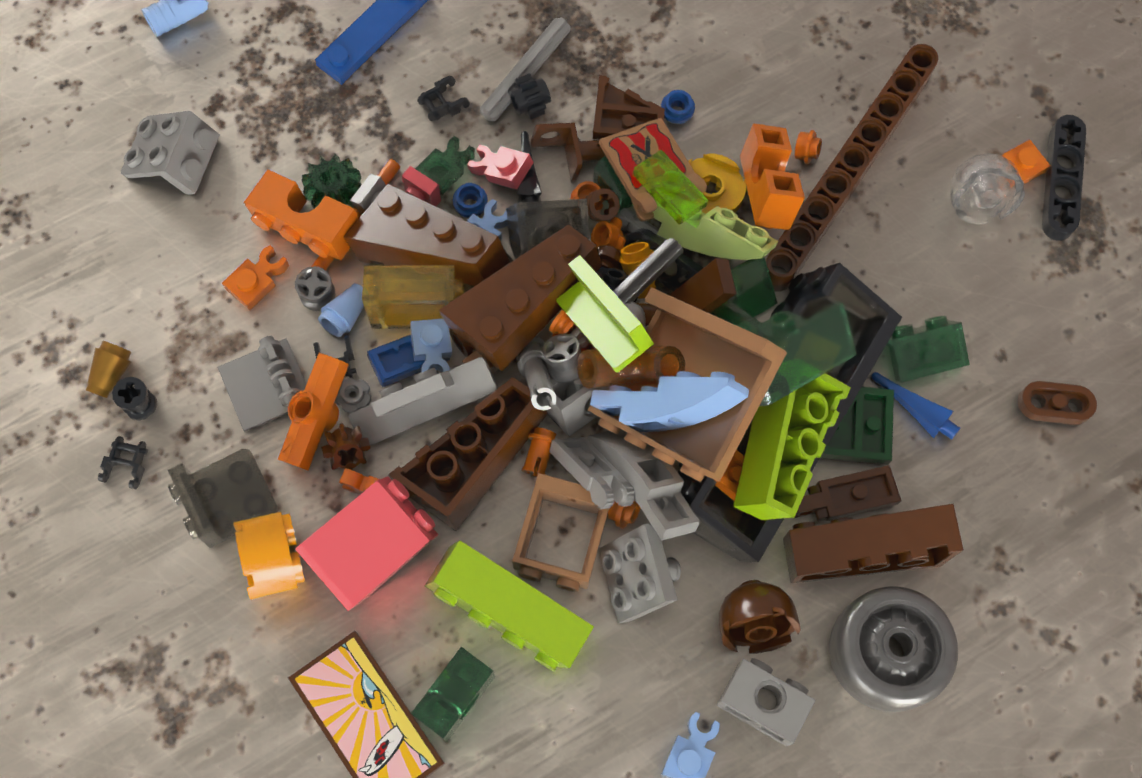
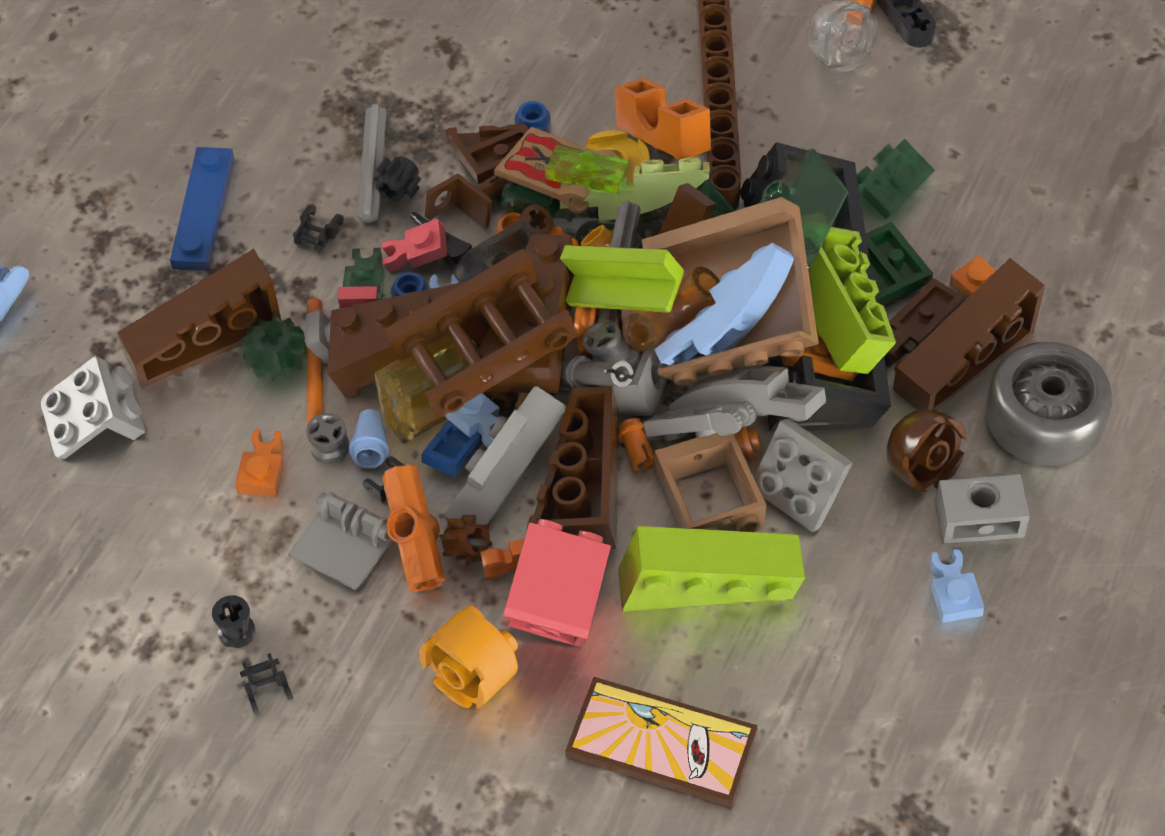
camera: 30 degrees left, 15 degrees down
(107, 368) = (184, 614): pearl gold cone -> none
(221, 495) = (382, 648): clear smoke bracket -> none
(278, 204) = (300, 383): orange arch -> none
(293, 128) = (200, 320): none -> reddish brown wedge
(362, 397) = (444, 501): light grey plate -> none
(440, 258) = (463, 304): none -> reddish brown fence
(453, 694) = (723, 665): clear green brick -> none
(808, 146) = (672, 85): orange plate -> none
(927, 413) = (932, 226): blue piece -> none
(927, 488) = (971, 276): none -> orange plate
(1054, 402) = (1019, 159): reddish brown plate -> none

